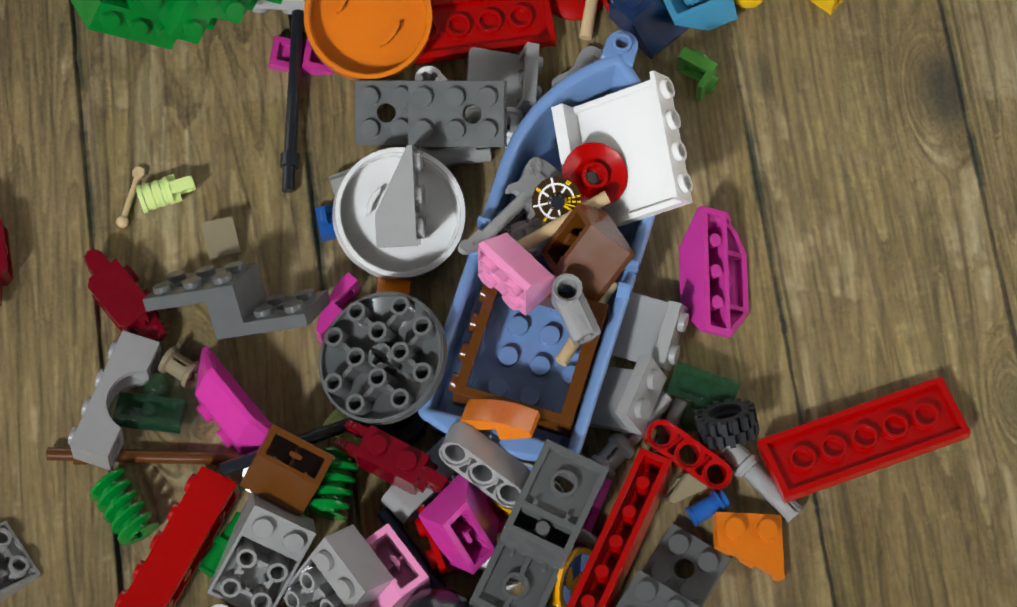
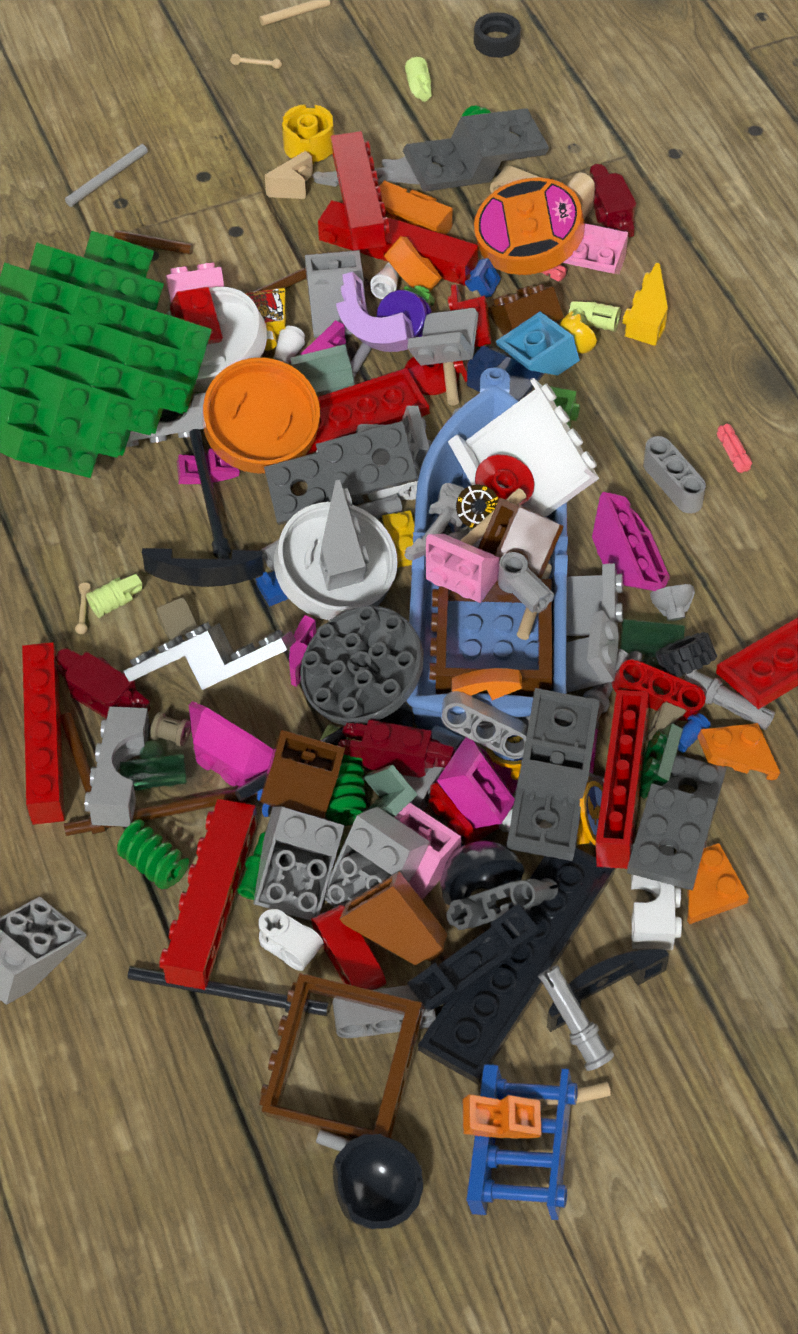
camera: 15 degrees left, 15 degrees down
(51, 340) = (42, 734): none -> red brick
(83, 362) = (77, 749): none -> reddish brown bar
(301, 192) = (203, 572): none -> black slope
(373, 513) = (391, 788): none -> sand green panel
(477, 190) = (401, 530): none -> yellow plate
(662, 535) = (659, 758): none -> dark green plate
(741, 348) = (673, 600): none -> light grey piece
(792, 176) = (674, 474): none -> light grey beam
(870, 171) = (734, 448): none -> coral axle

